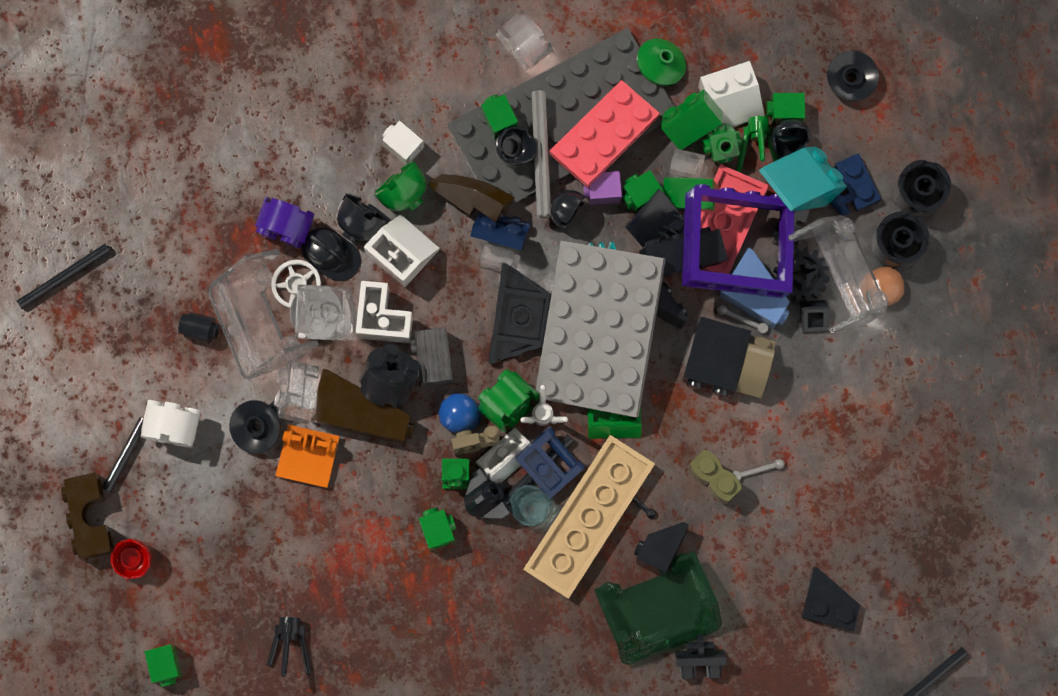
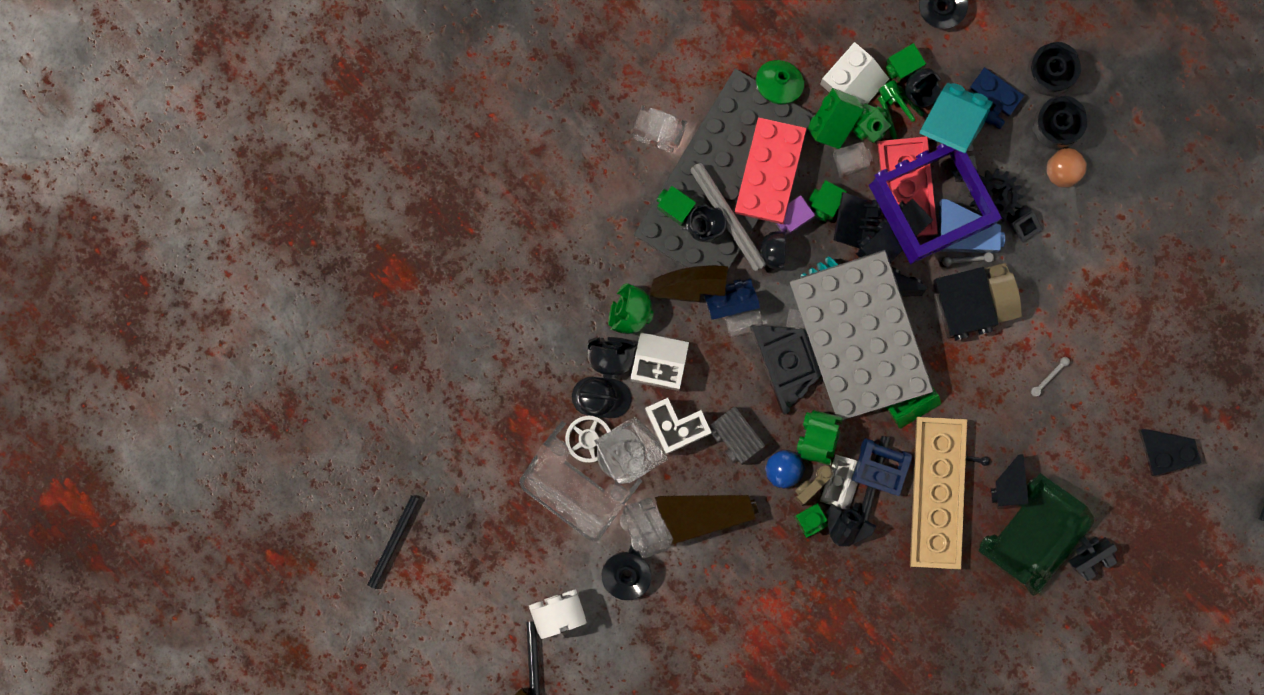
camera: 30 degrees left, 5 degrees up
(198, 327) = (531, 521): black brick -> none
(284, 220) = (551, 394): dark purple brick -> none
(307, 456) = (682, 574): orange hinge -> none
(389, 376) = (713, 473): black brick -> none
(402, 142) = (606, 271): white brick -> none
(437, 528) = (822, 573): green brick -> none
(530, 505) = (887, 511): clear light blue hair -> none
(543, 413) = (853, 430): white plant -> none
(677, 188) = (858, 181): green slope -> none
(709, 472) = (1014, 400): olive brick -> none
(849, 269) = (1037, 173): clear windscreen -> none

